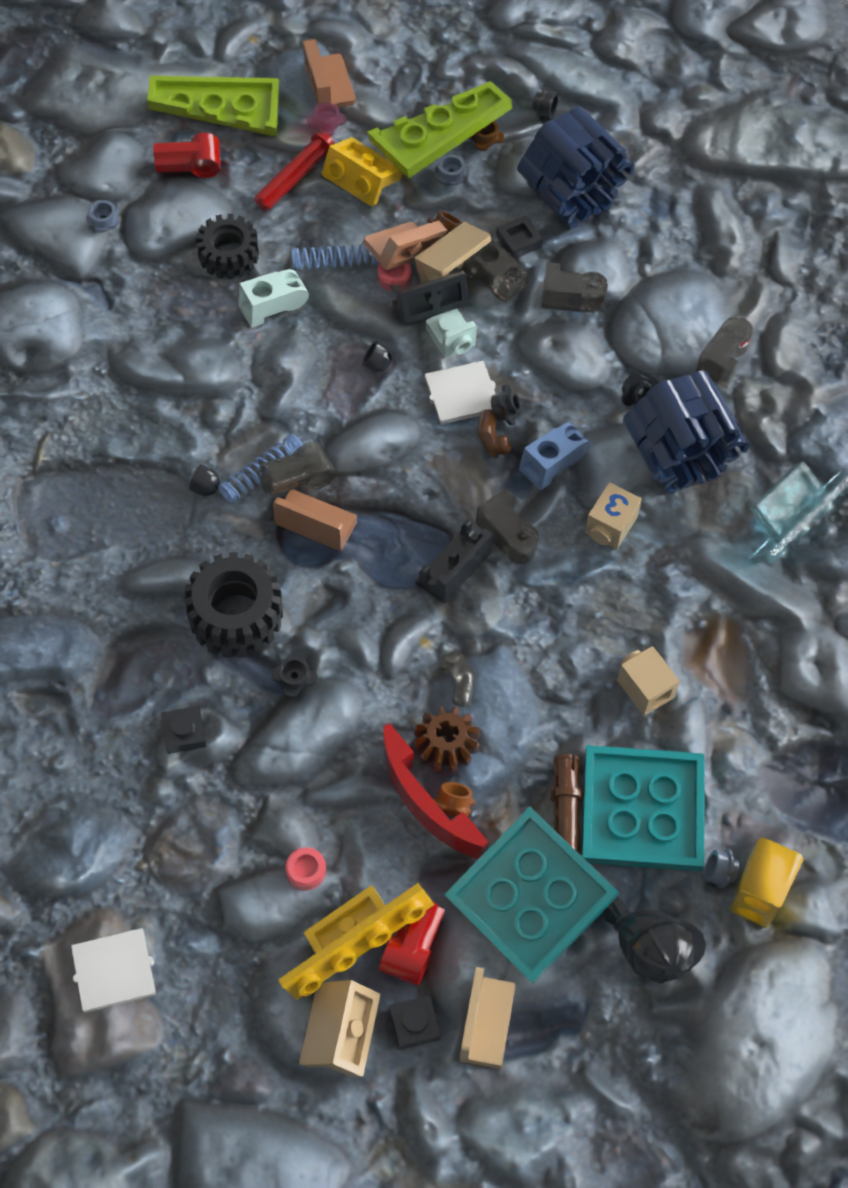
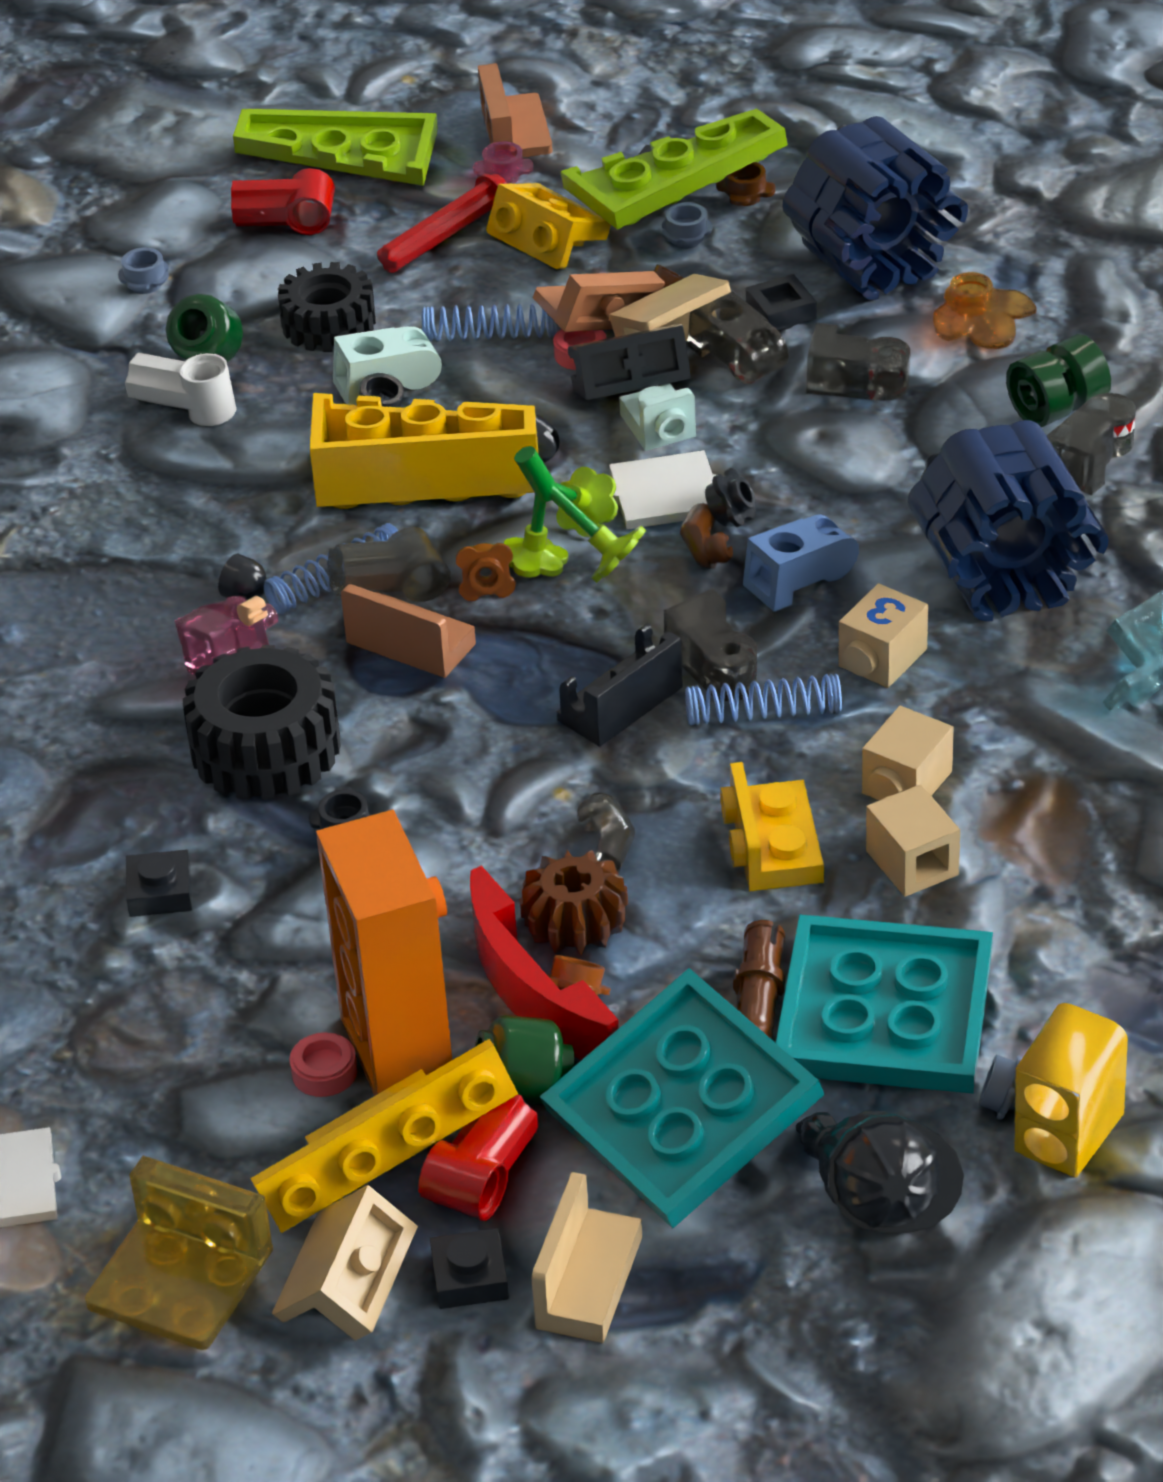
camera: 10 degrees right, 20 degrees down
(149, 284) = (203, 326): none -> dark green head
(149, 318) = (196, 385): none -> white piece
(202, 534) = (223, 629): none -> clear pink piece
(240, 1035) = (185, 1255): none -> clear yellow bracket
(266, 320) = (380, 385): none -> black hinge
(305, 375) = (416, 451): none -> yellow wedge
(347, 821) = (385, 948): none -> orange brick
(358, 470) = (481, 556): none -> dark orange plate
(412, 414) = (583, 506): none -> lime plant
(430, 865) = (530, 1053): none -> dark green head
(561, 673) = (772, 832): none -> yellow bracket
(585, 558) = (693, 693): none -> light blue piece
(638, 617) = (907, 753): none -> tan brick
(645, 241) = (981, 311): none -> clear orange plate
(701, 303) = (1057, 380): none -> dark green wheel

